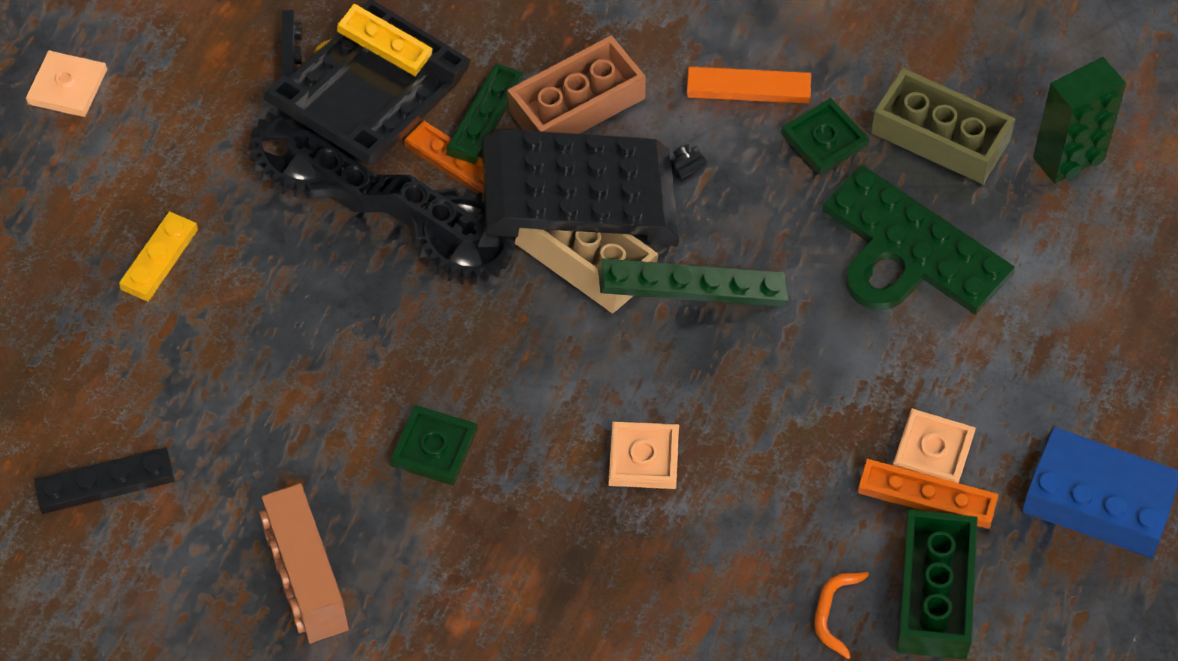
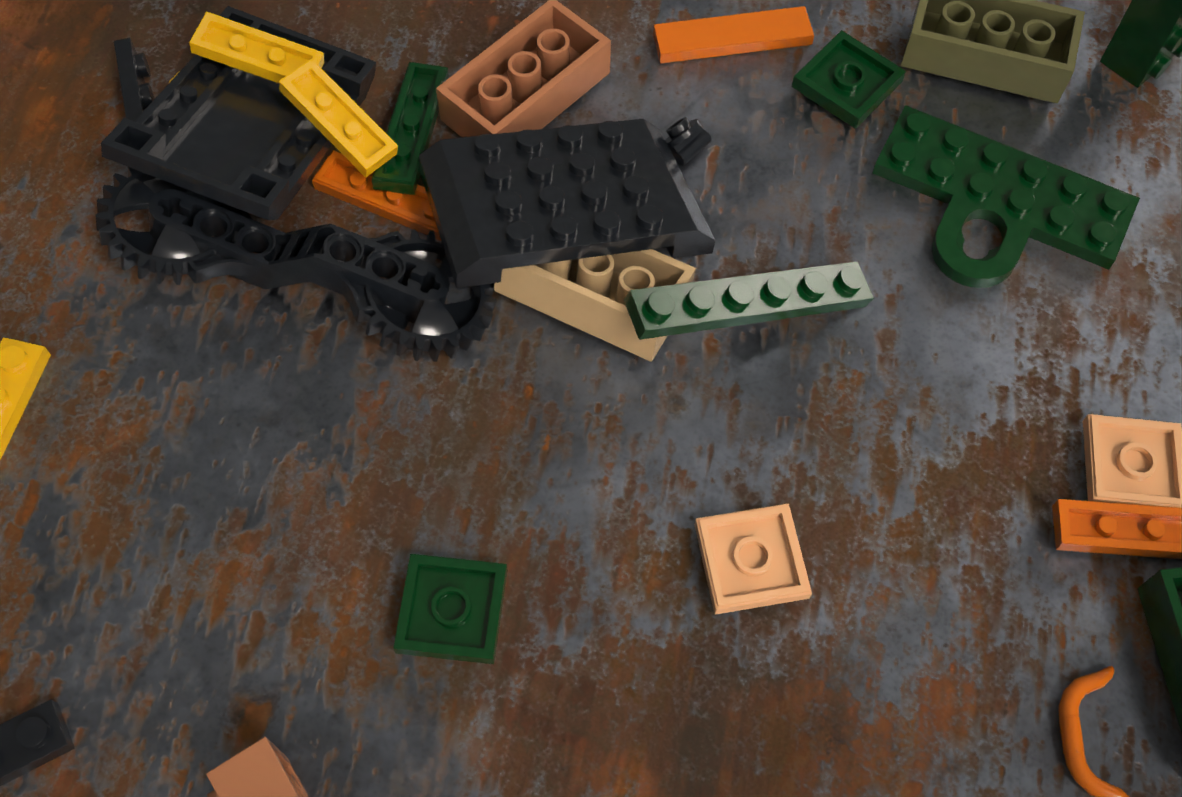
camera: 15 degrees left, 5 degrees up
(432, 99) = (338, 117): none -> yellow plate

